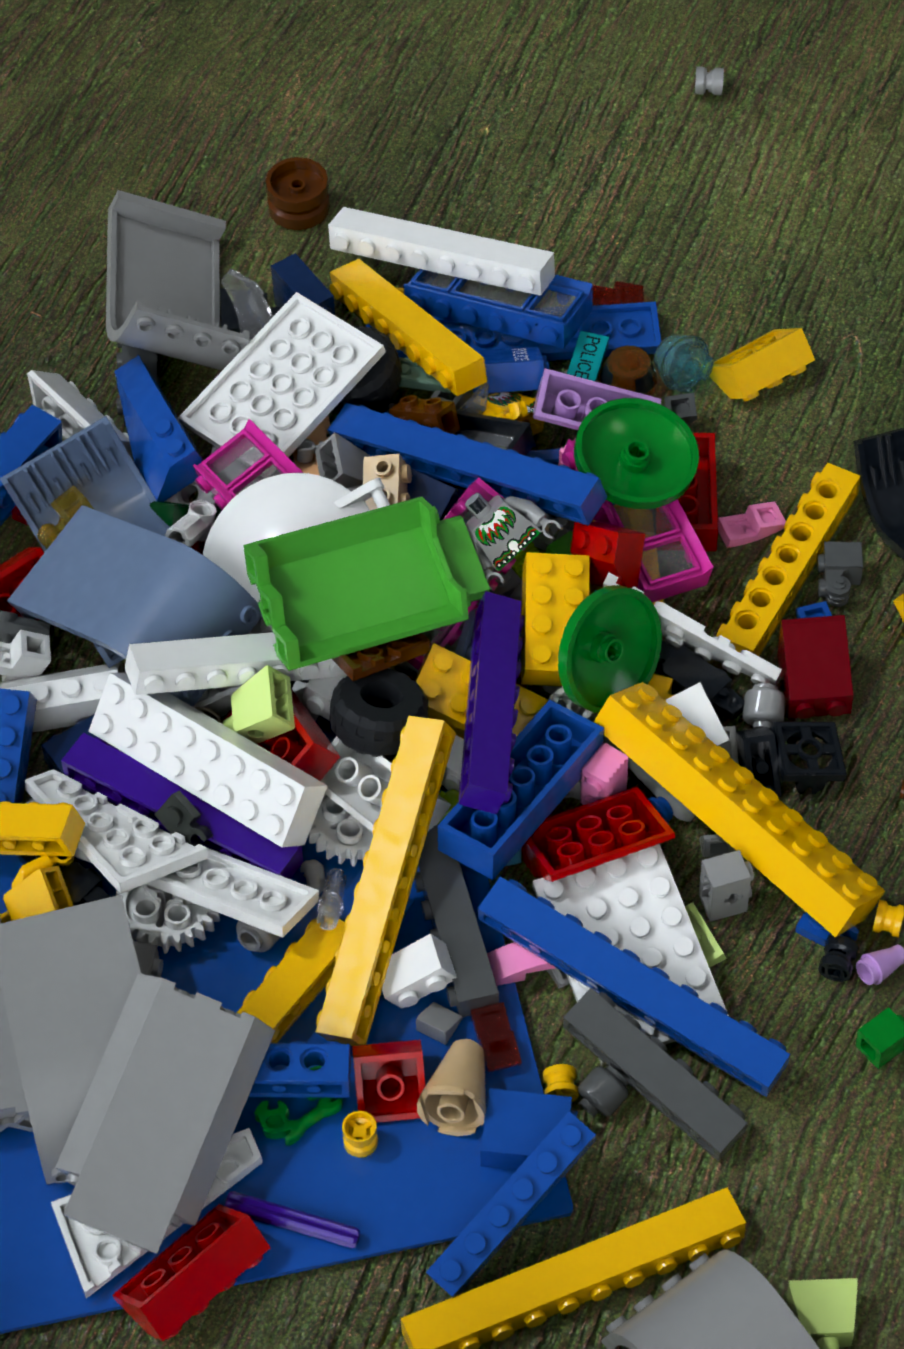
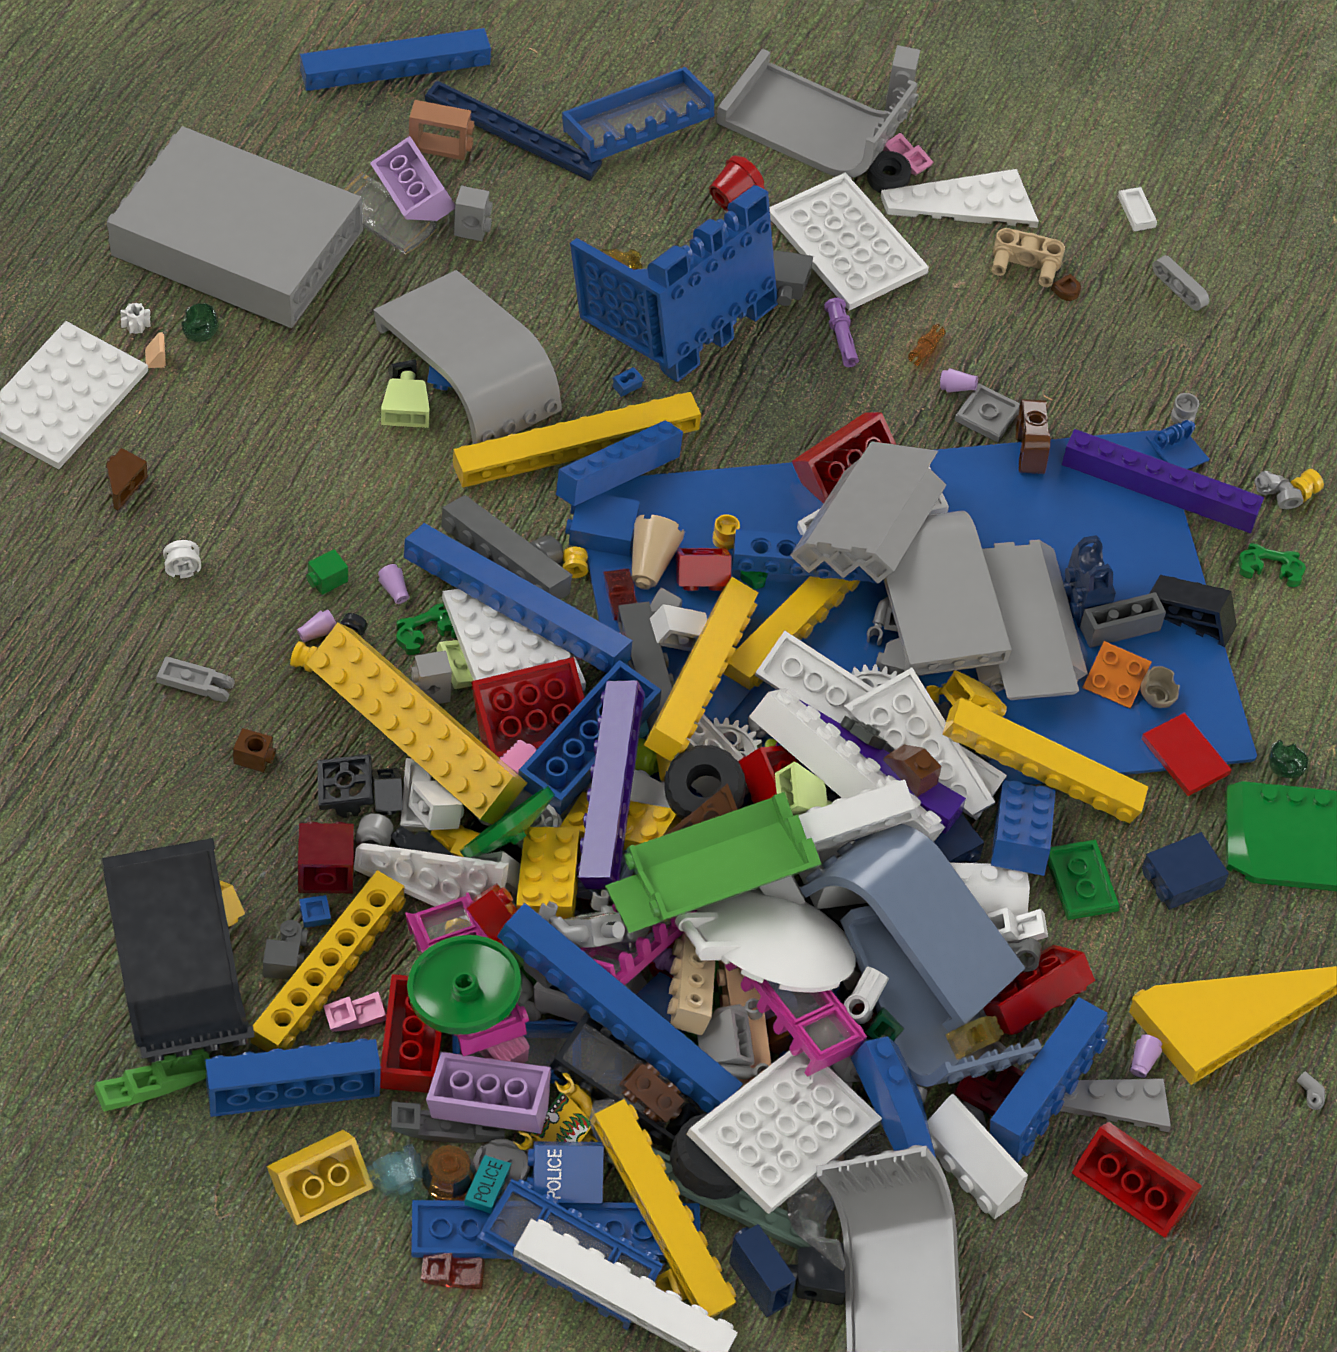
camera: 175 degrees right, 0 degrees up
(124, 774) = (914, 766): none -> reddish brown slope
(294, 1219) = (775, 488): dark purple axle -> none
(331, 902) = (744, 682): clear pin -> none
(765, 968) = (407, 637): none -> green helmet
(796, 1035) = (393, 581): none -> lavender cone
(801, 431) = (293, 1077): none -> blue brick

